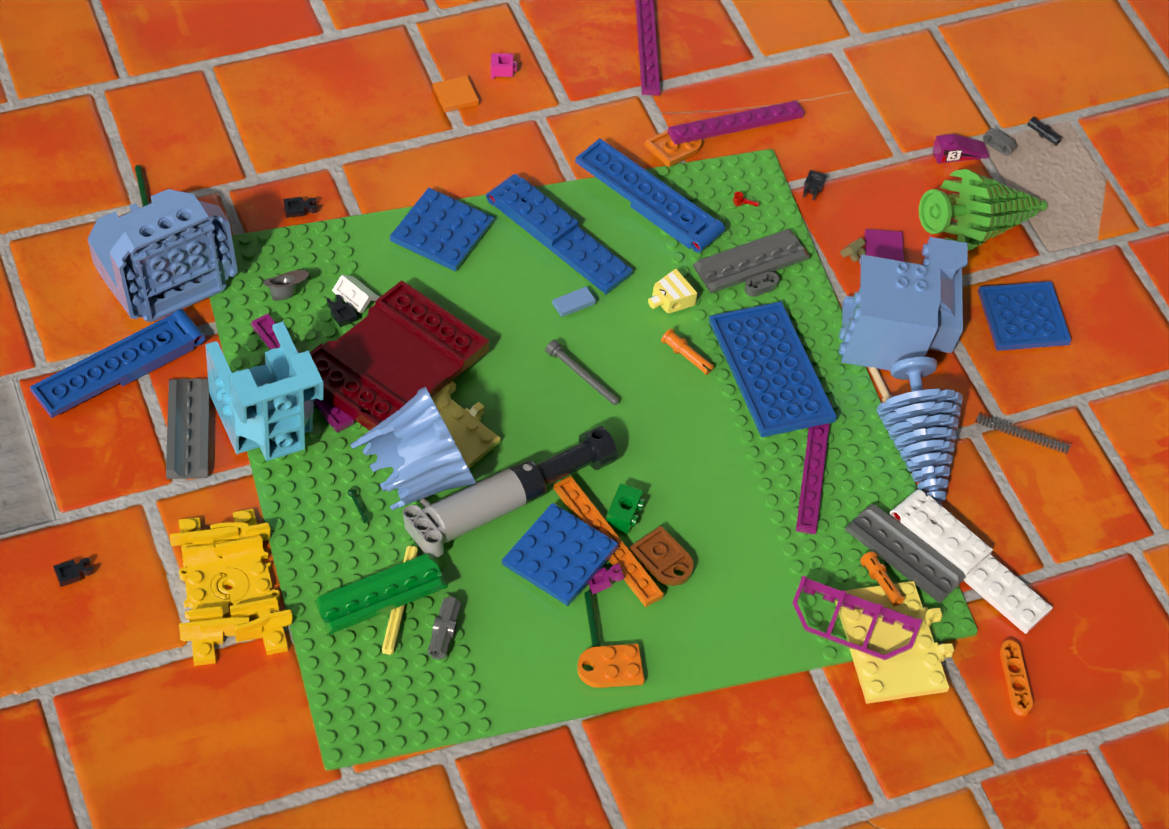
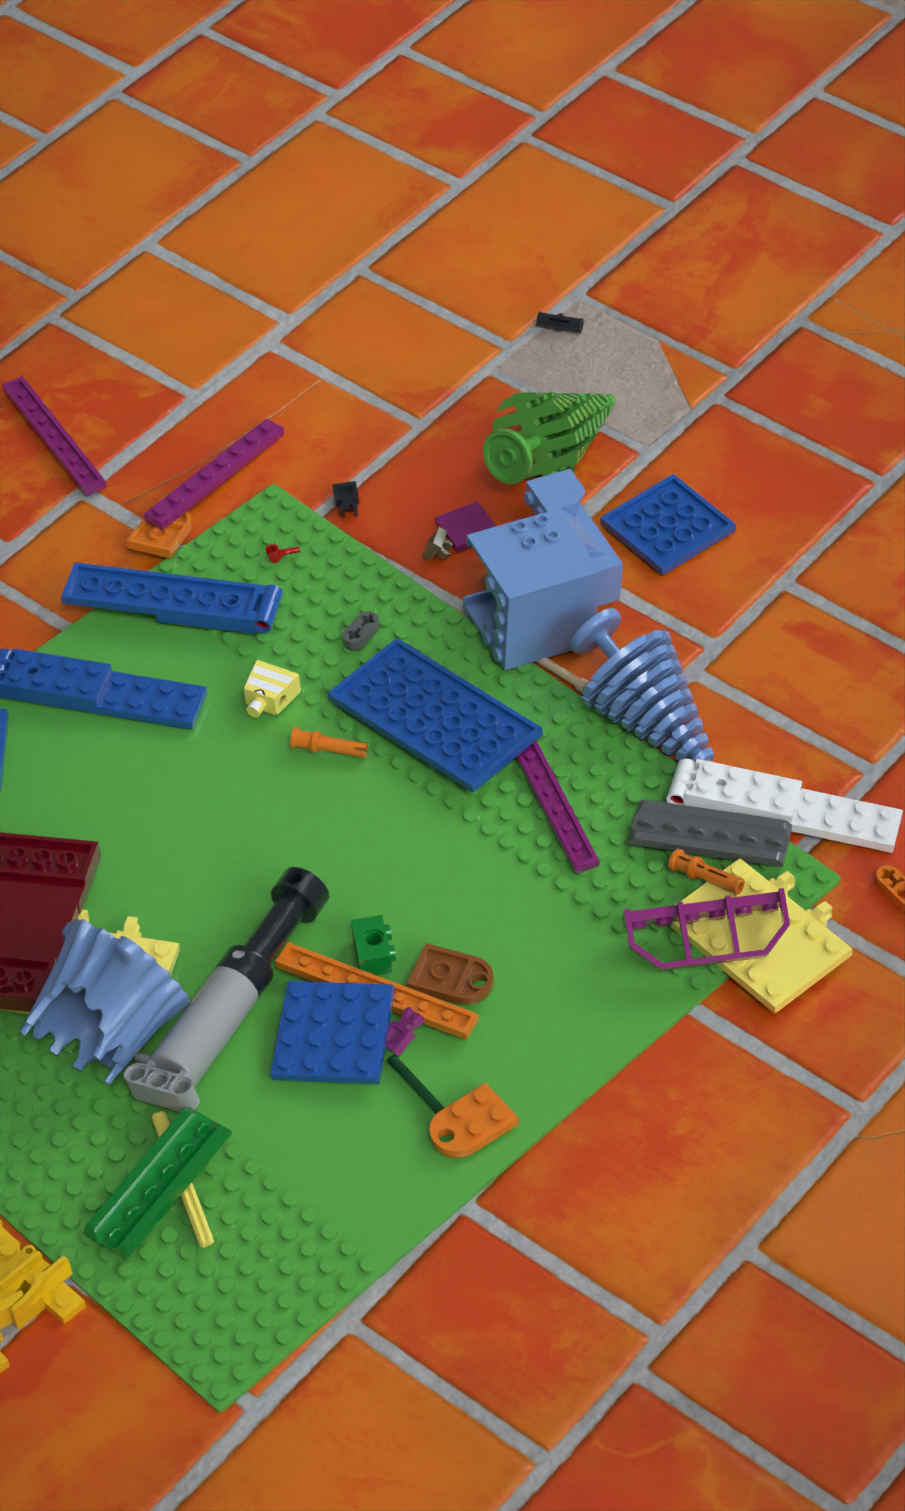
camera: 20 degrees left, 5 degrees down
(351, 492) = (79, 1112): dark green hinge -> none
(444, 628) = (255, 1181): dark grey piece -> none
(554, 349) = (176, 816): dark grey piece -> none
(573, 301) = (161, 755): medium blue tile -> none
(750, 260) = (331, 612): dark grey plate -> none
(958, 148) = (478, 384): magenta slope -> none
(999, 141) = (519, 356): dark grey beam -> none
(1029, 435) = (747, 646): dark grey piece -> none

